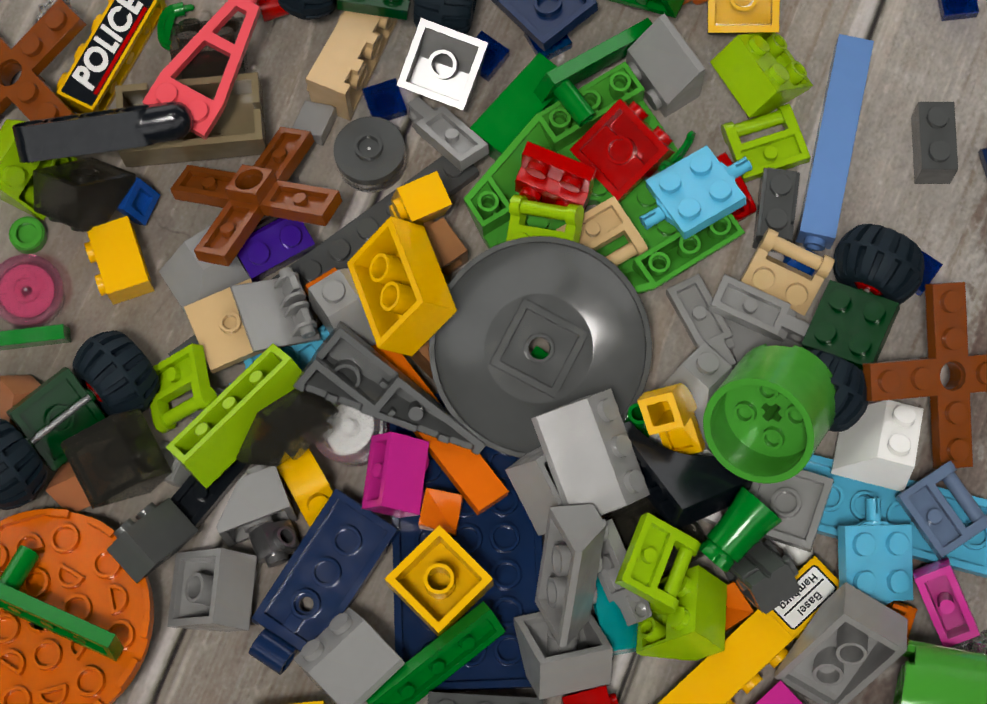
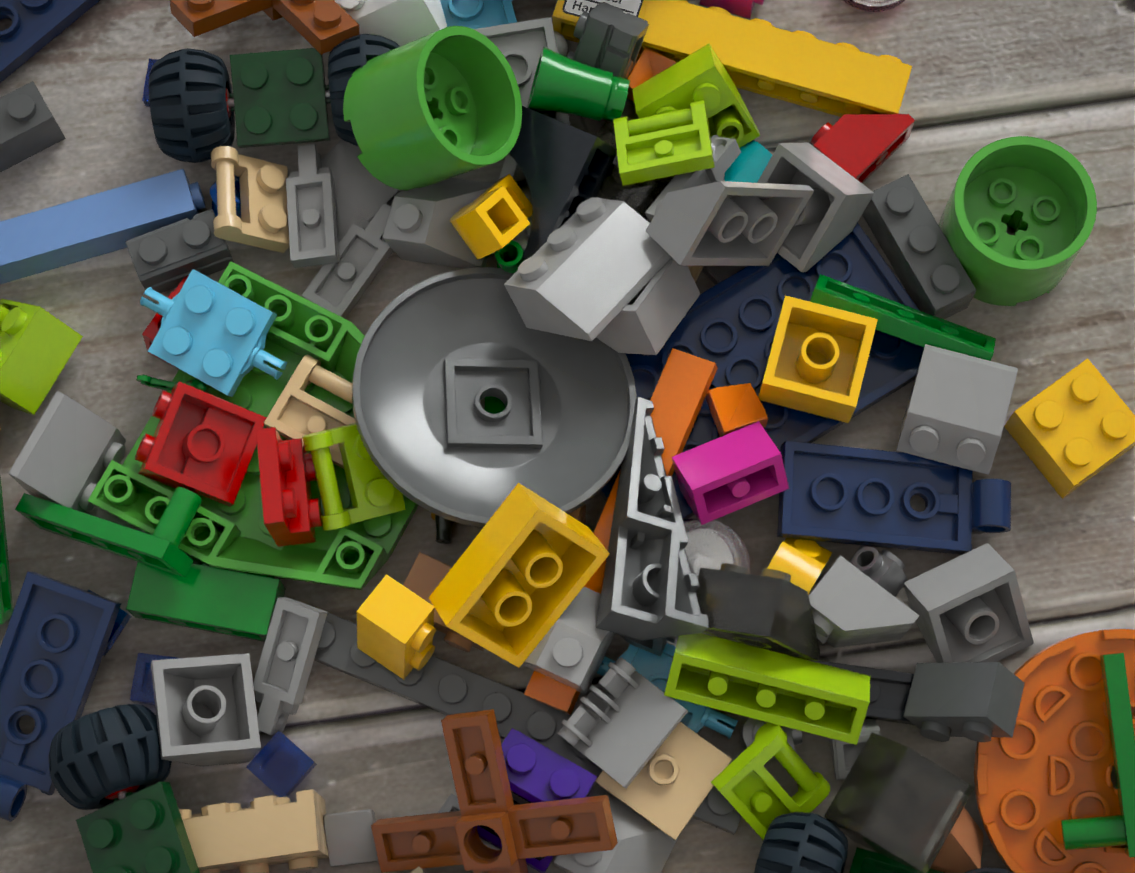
camera: 120 degrees left, 0 degrees up
(370, 154) = (358, 741): dark grey piece -> none
(777, 150) = (111, 297): lime plate -> none

